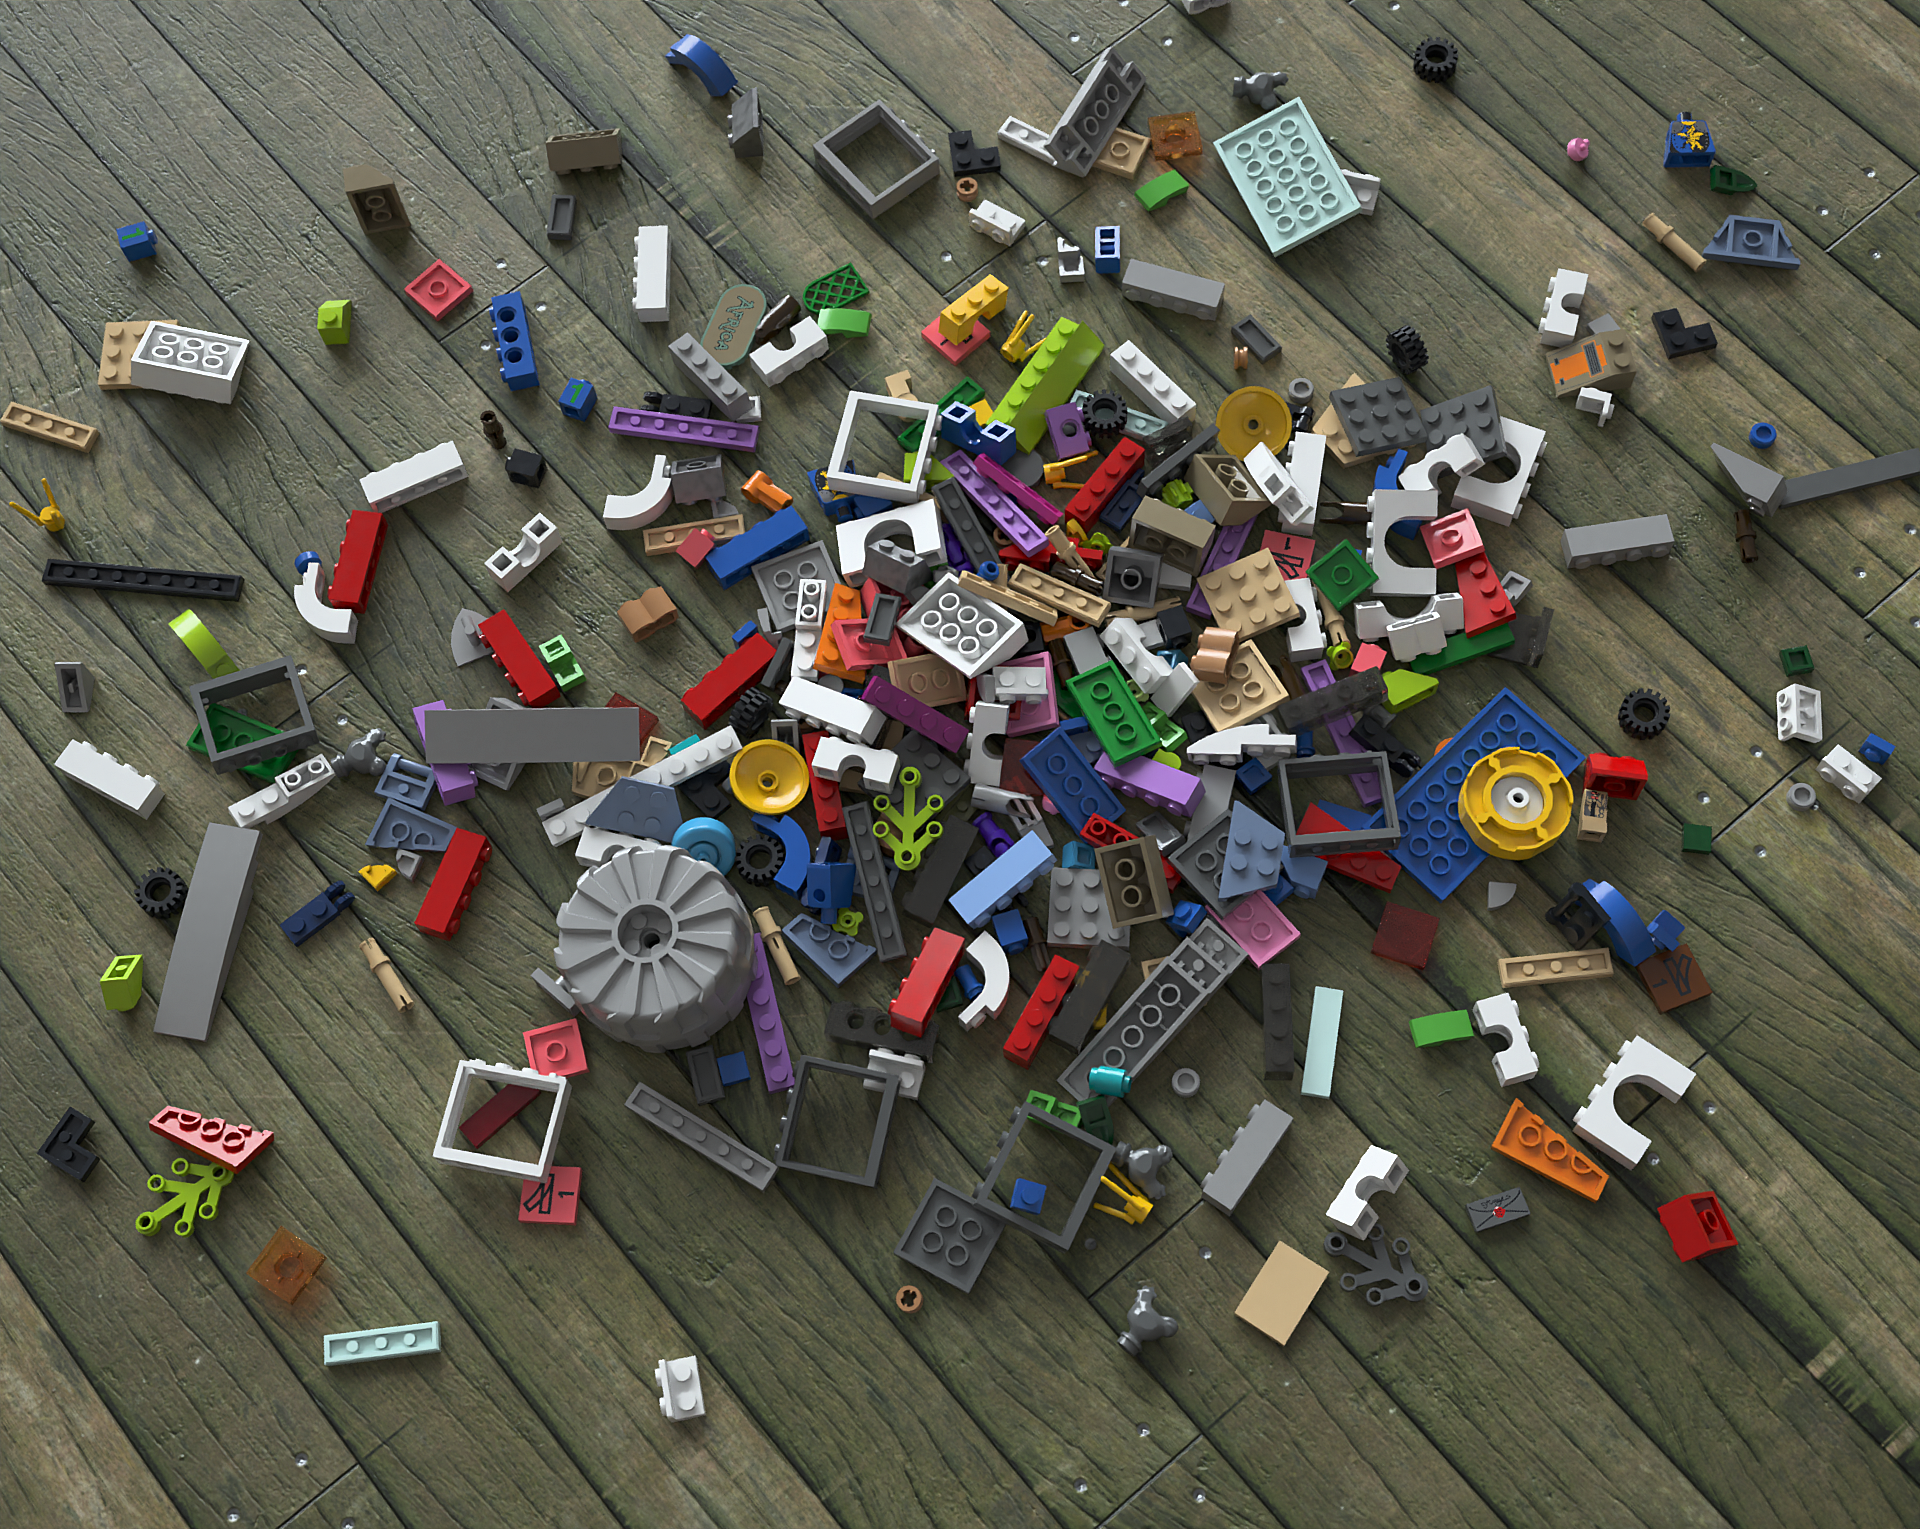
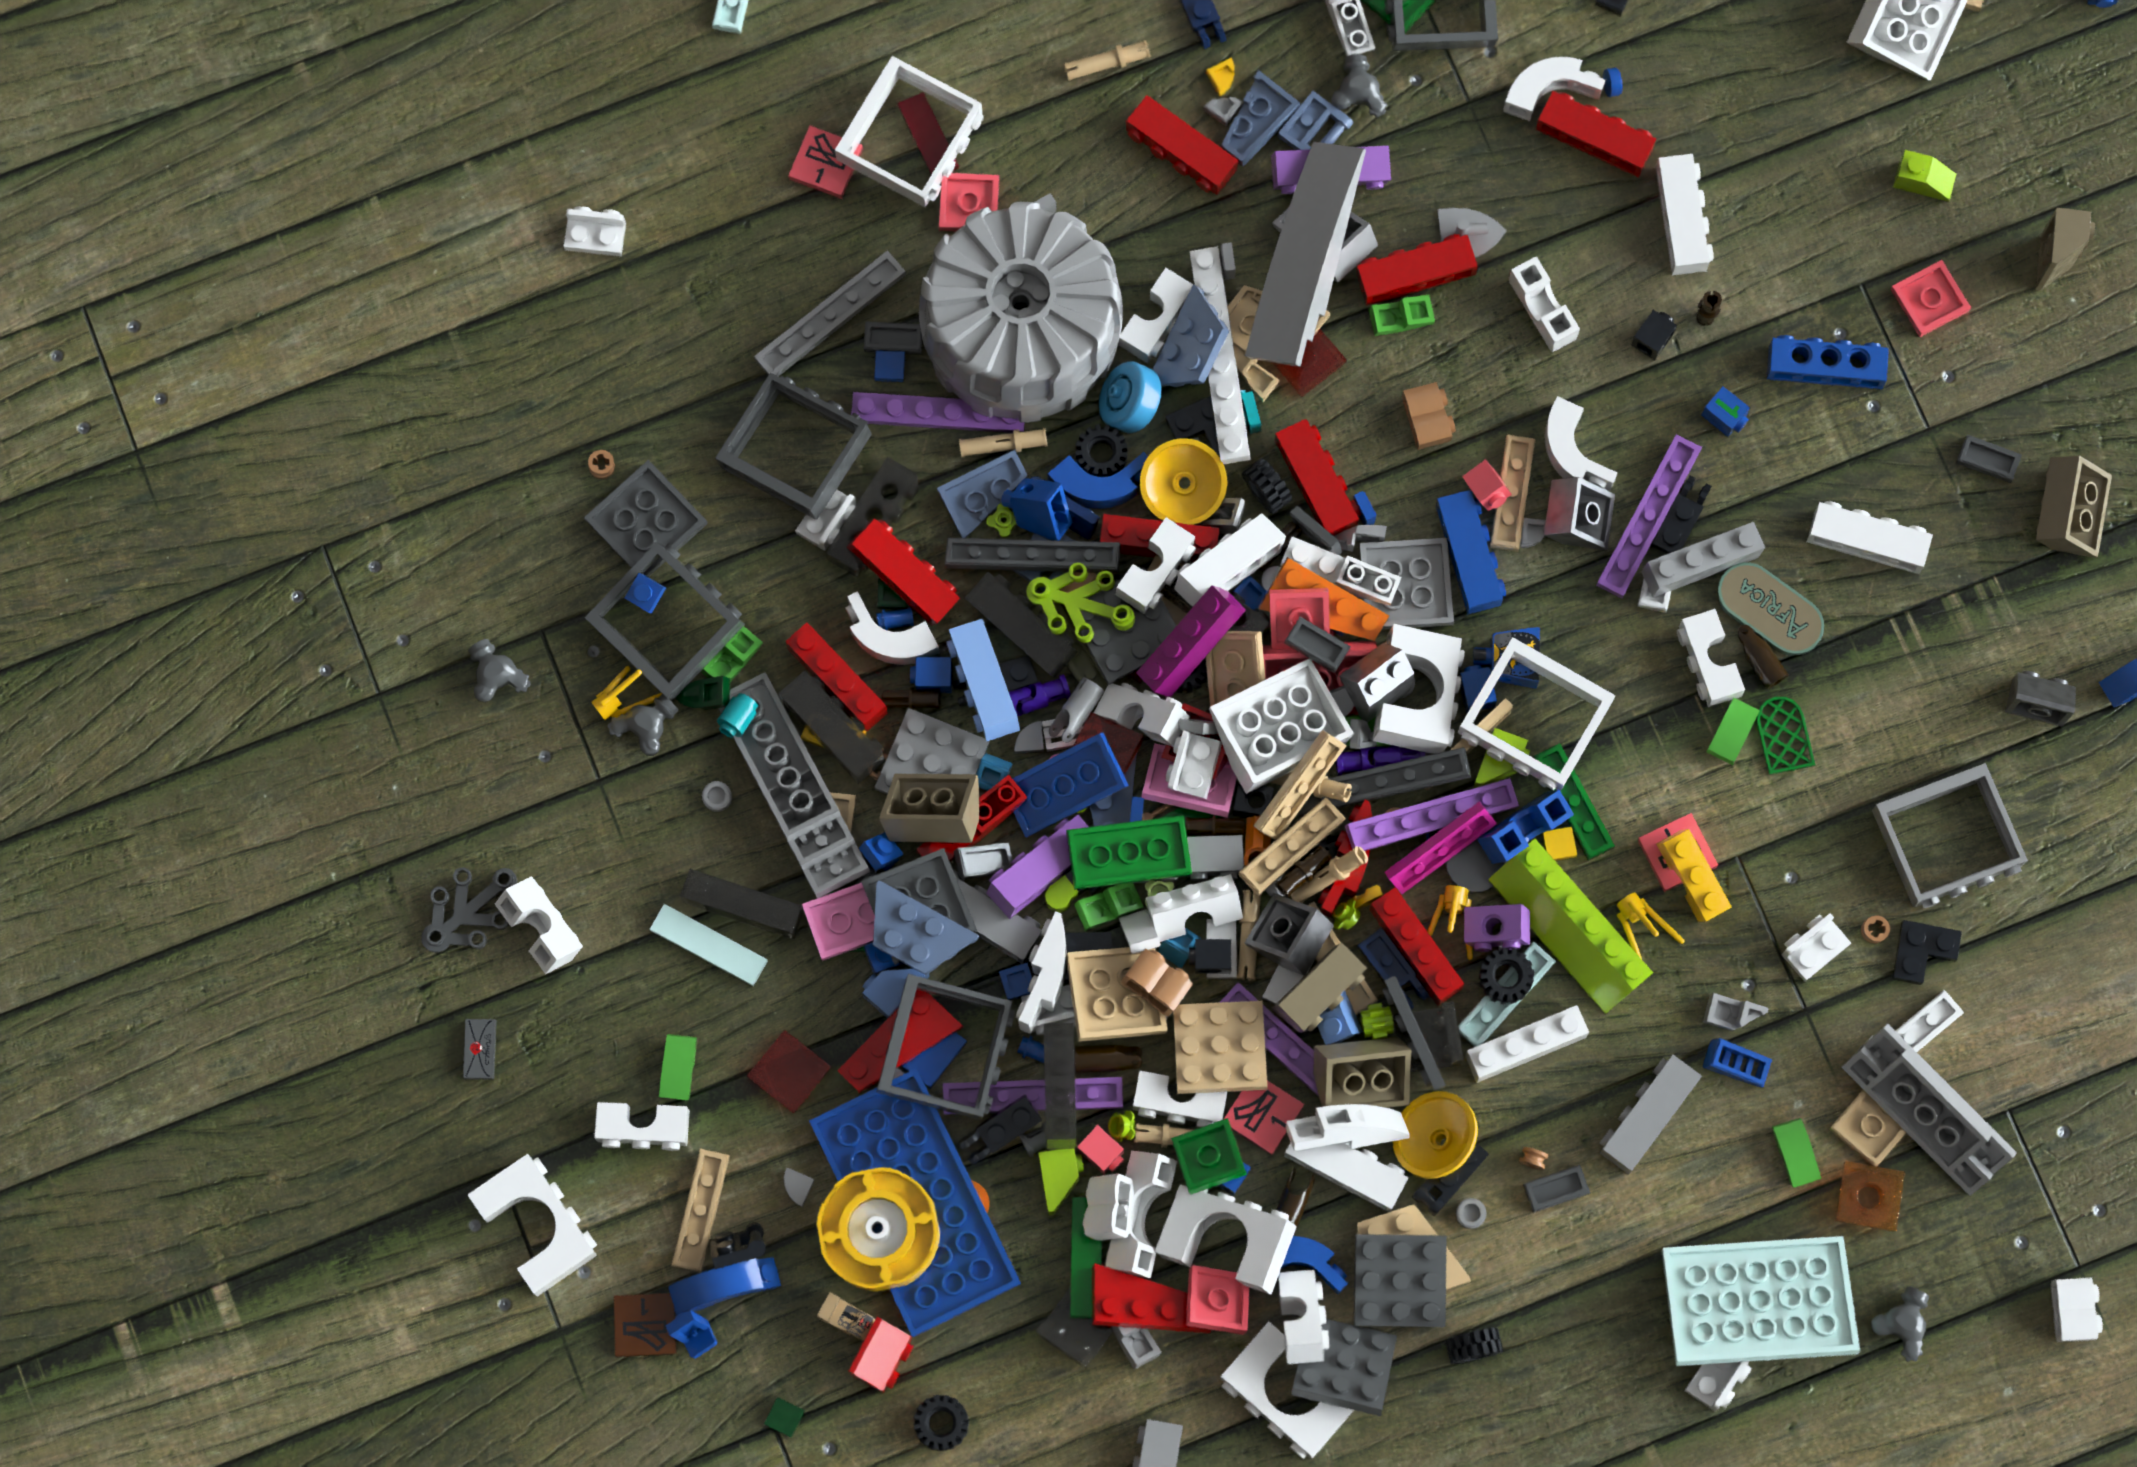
camera: 105 degrees right, 10 degrees up
(762, 490) = (1540, 577): orange piece -> none
(898, 387) = (1610, 763): tan leg -> none
(988, 571) = (1338, 780): blue pin -> none
(1246, 1157) = (617, 824): light grey brick -> none
(1281, 1293) = (478, 812): tan tile -> none
(1540, 1149) = (517, 1117): orange wing -> none
(1697, 1226) = (390, 1233): red slope -> none

